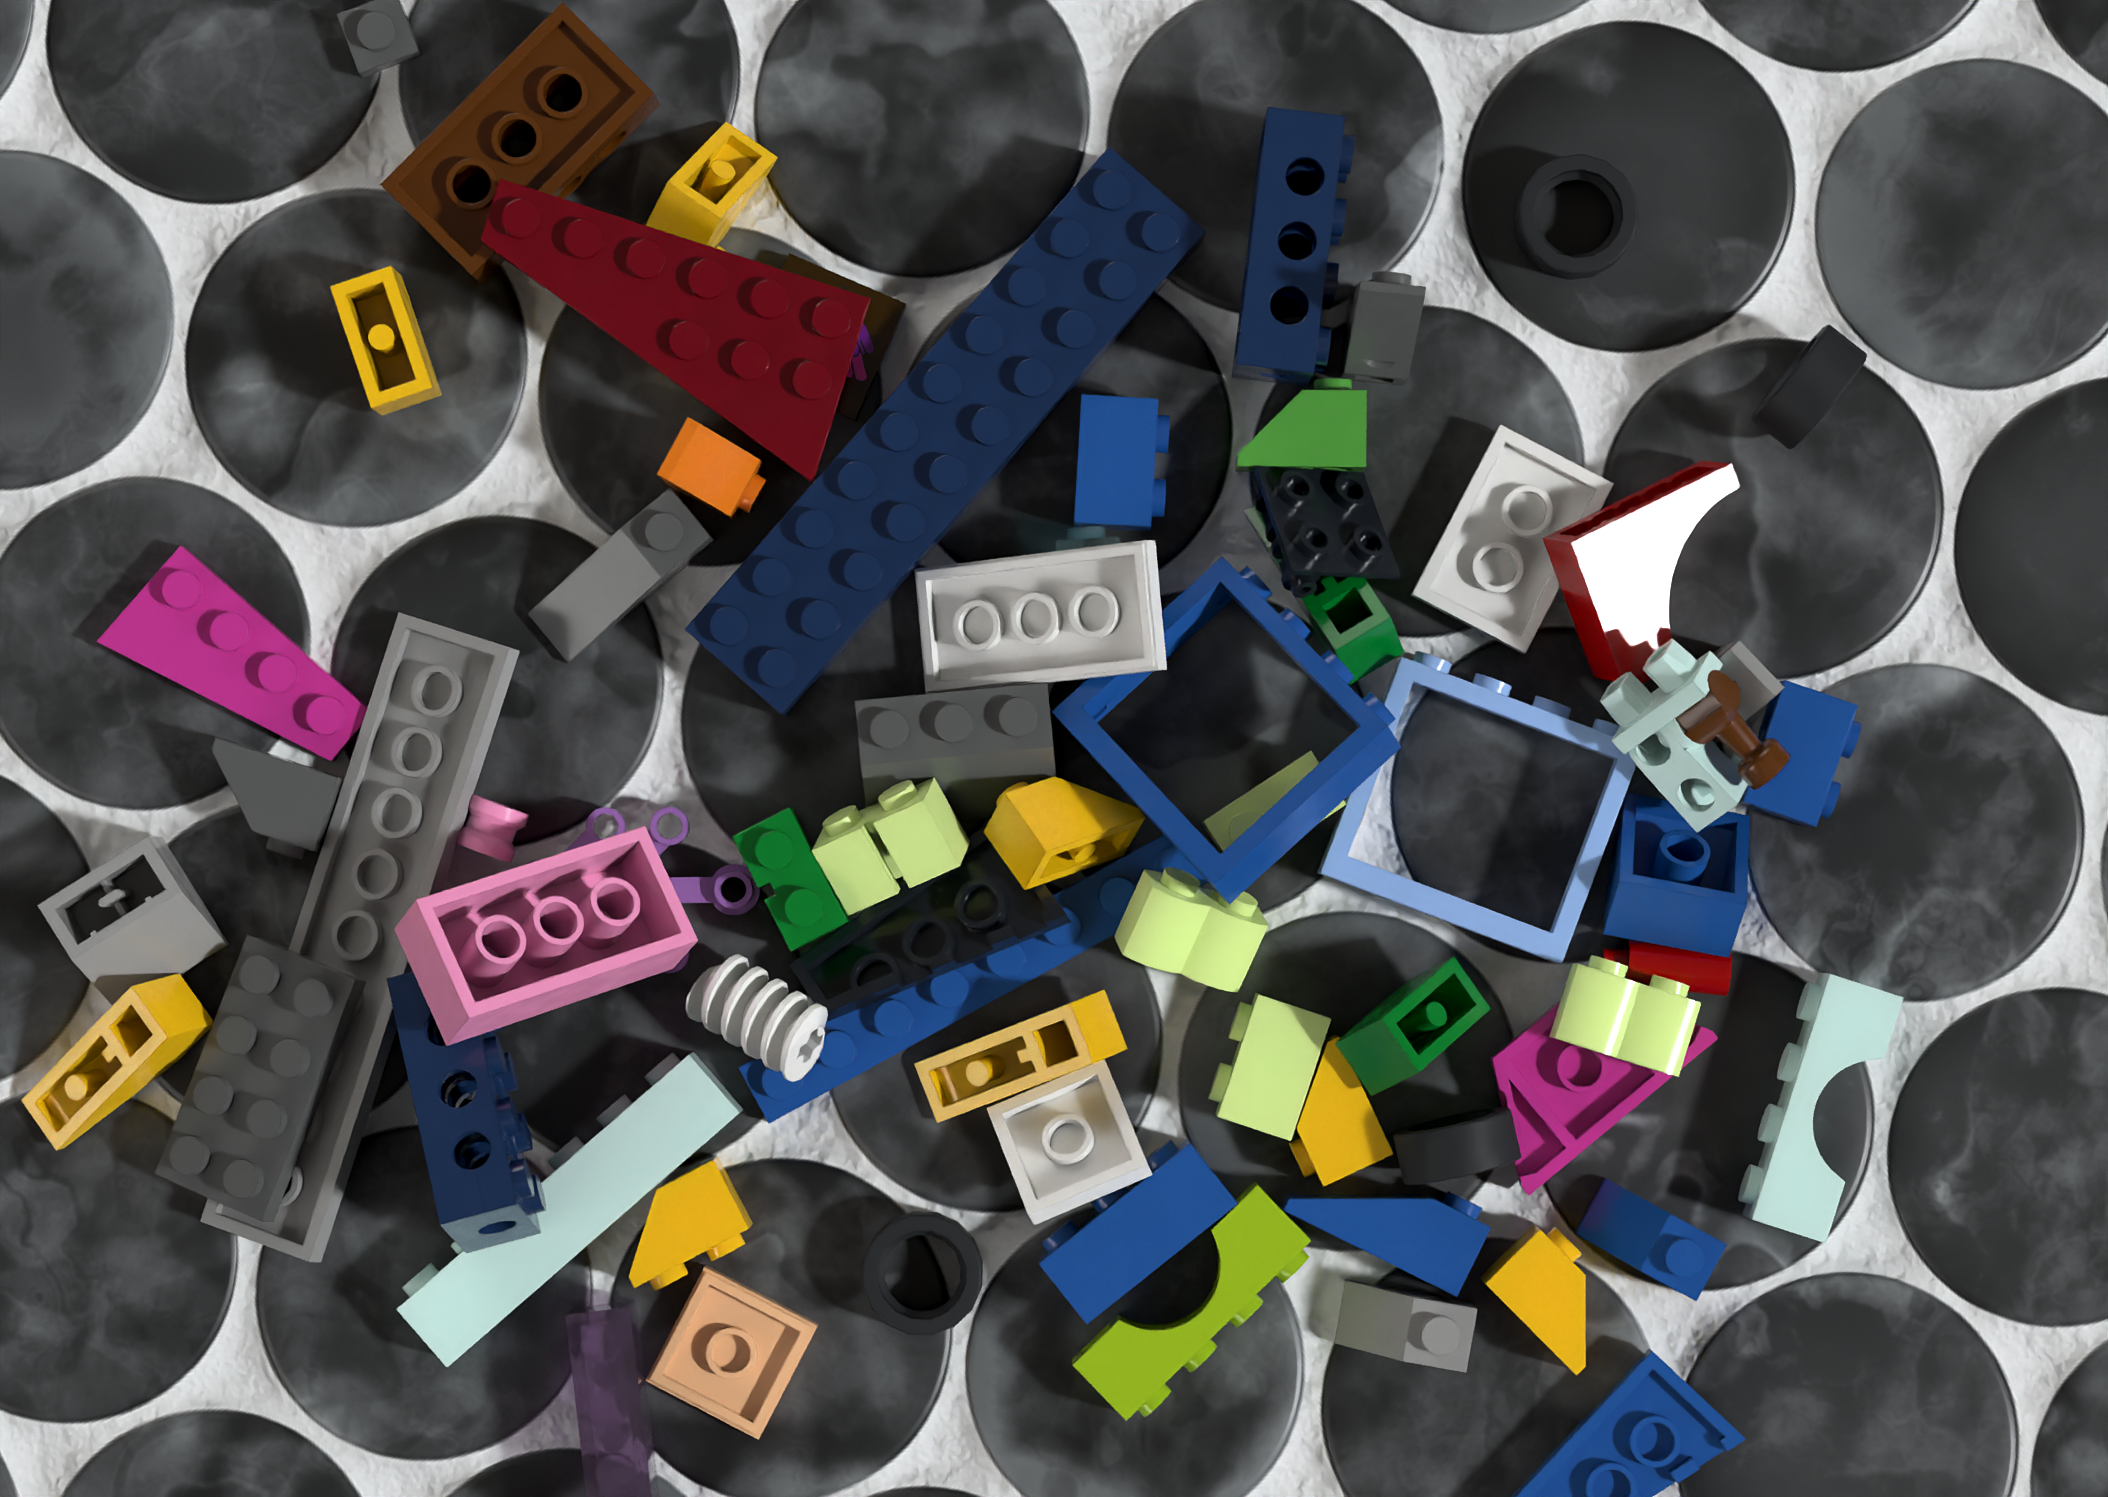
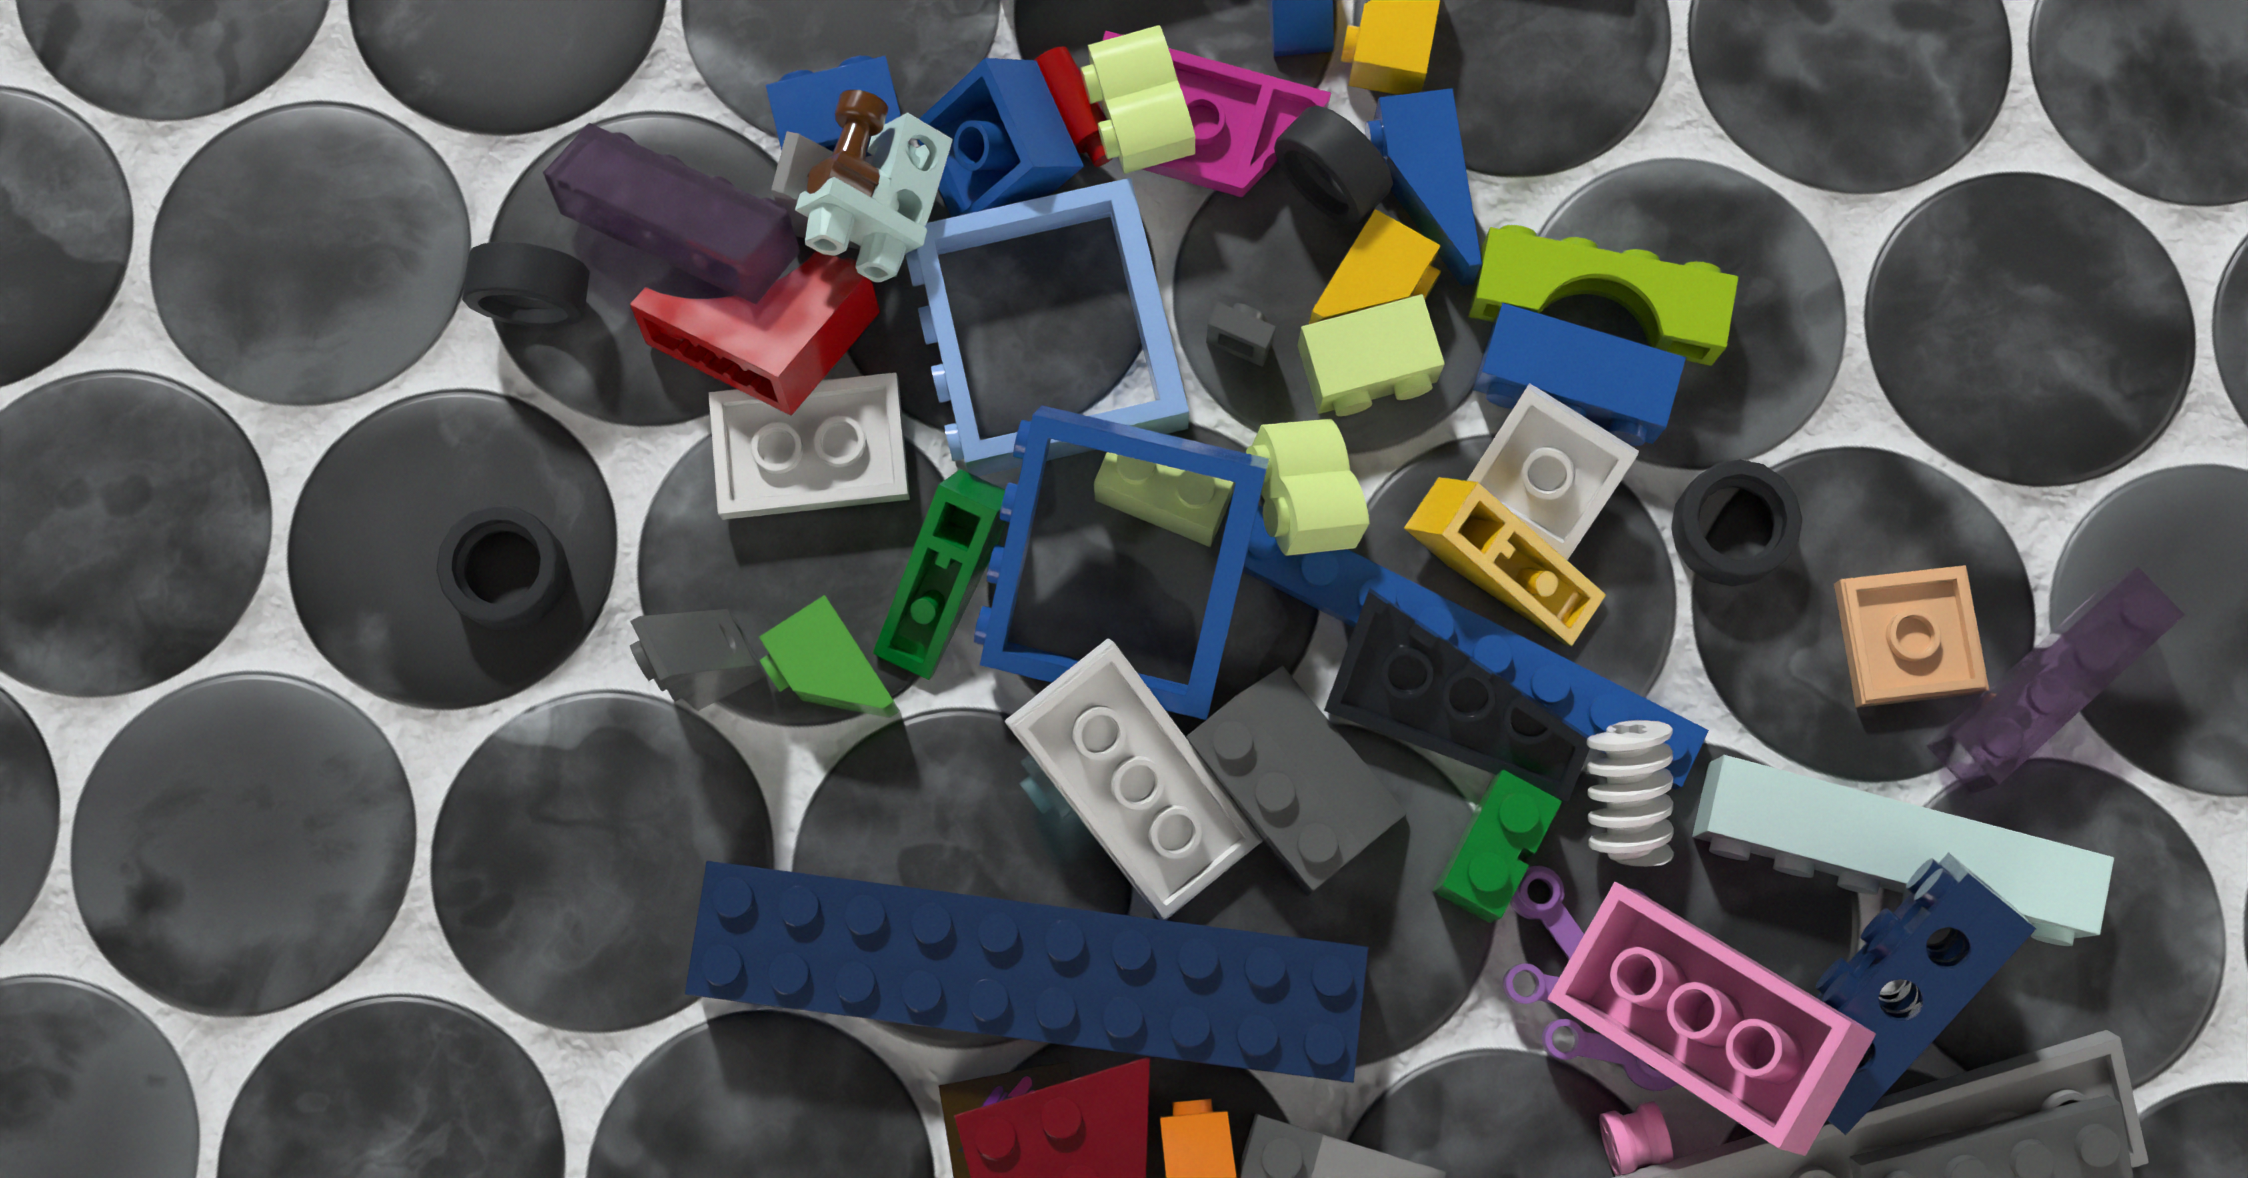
camera: 120 degrees left, 10 degrees down
(686, 1219) = (1837, 740): yellow slope -> none
(902, 835) = (1391, 776): yellowish green piece -> none
(1059, 829) = (1301, 650): yellow slope -> none
(1118, 462) = (957, 807): blue brick -> none
(1289, 147) = (577, 806): dark blue brick -> none
(1322, 526) = (900, 600): black hinge -> none
(1366, 972) = (1241, 332): none -> dark grey plate
(1406, 1325) = (1499, 118): light grey slope -> none
(1412, 1026) = (1263, 257): green brick -> none
(1791, 552) = (673, 212): none -> clear purple brick

